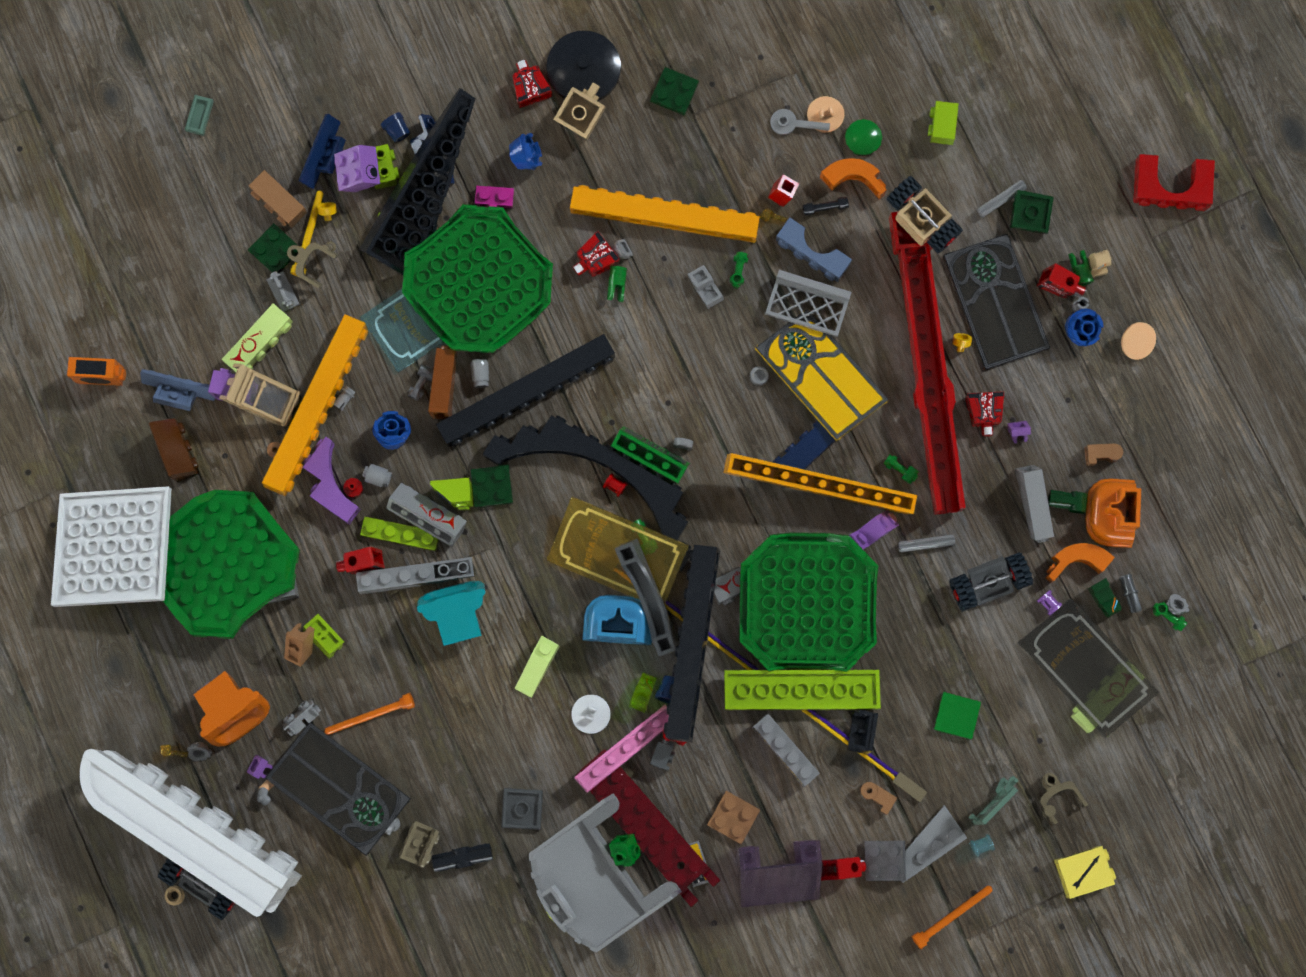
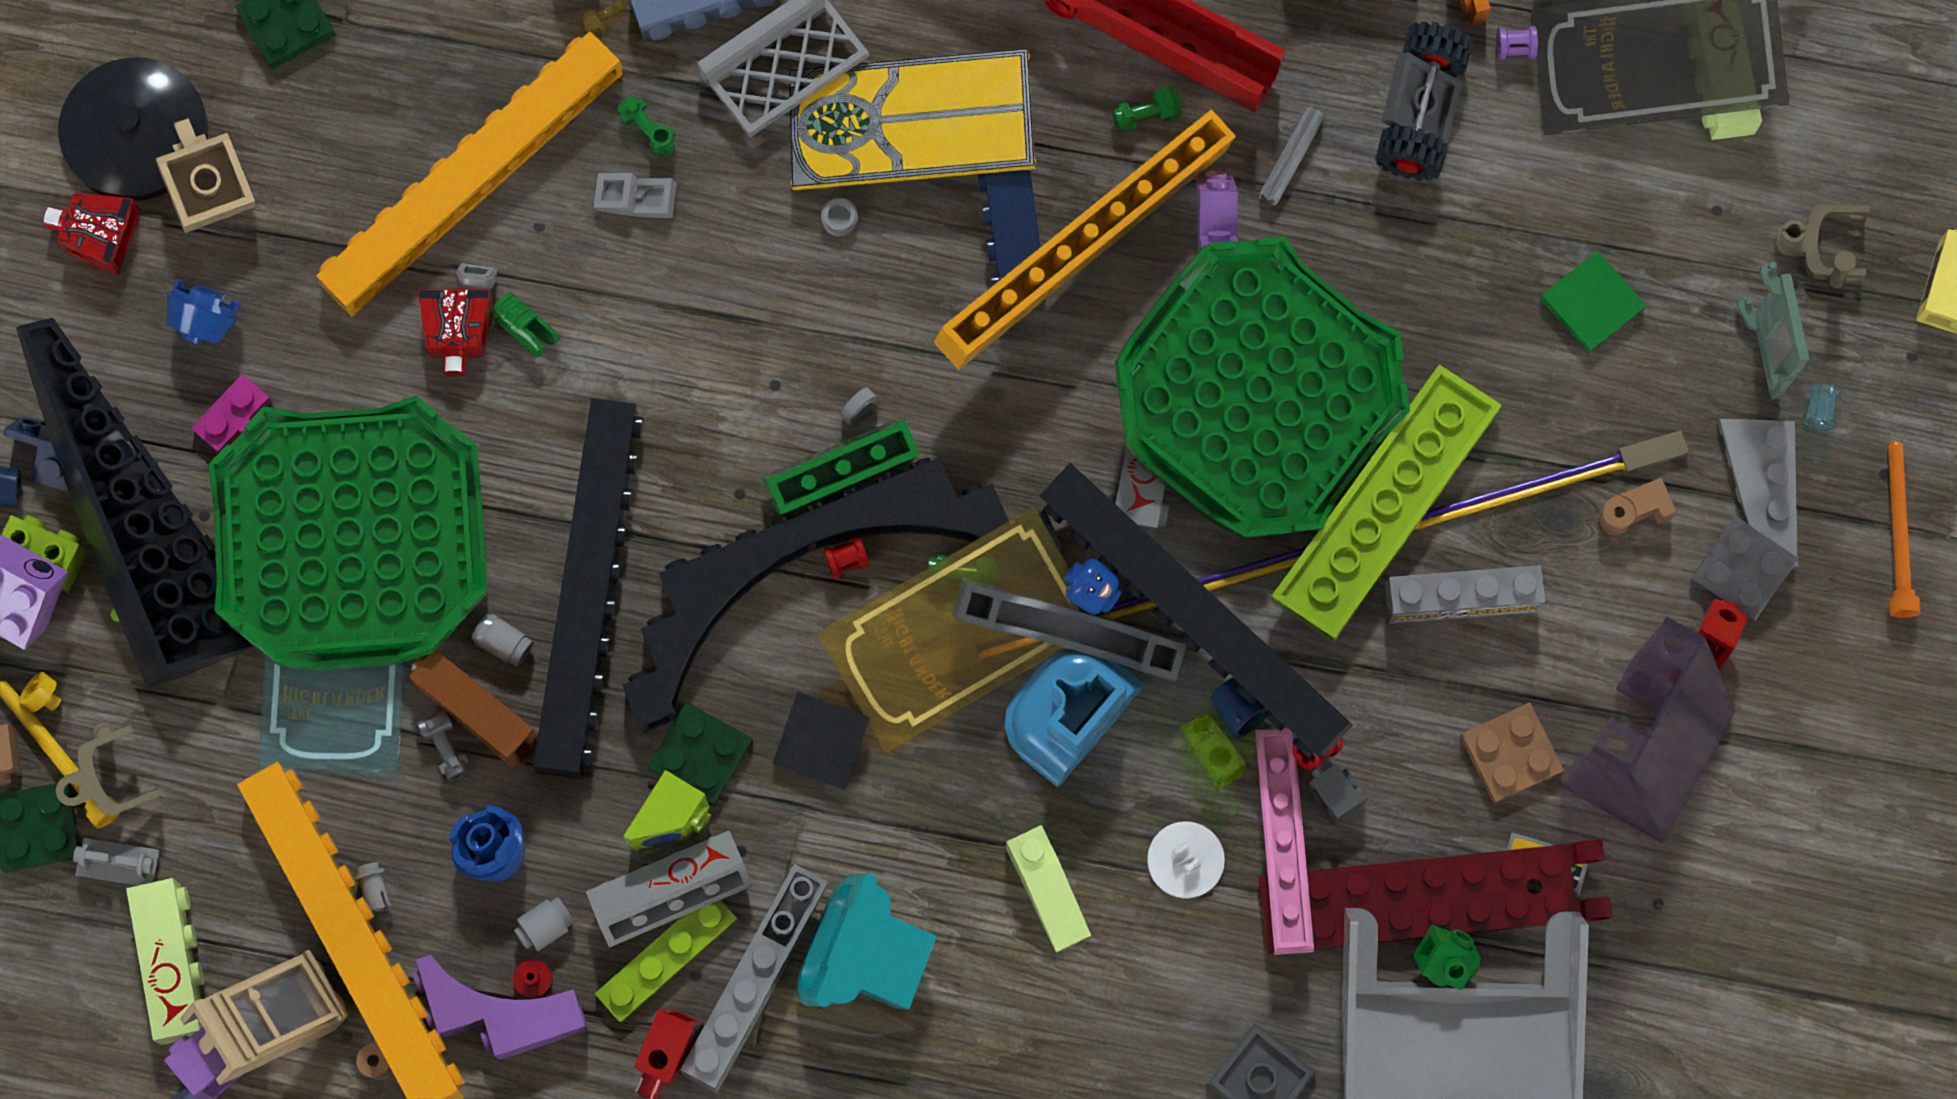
camera: 55 degrees left, 5 degrees down
(531, 530) = (821, 740): none -> black tile
(672, 594) = (1092, 586): none -> blue head
(862, 732) = (1519, 457): black hinge -> none

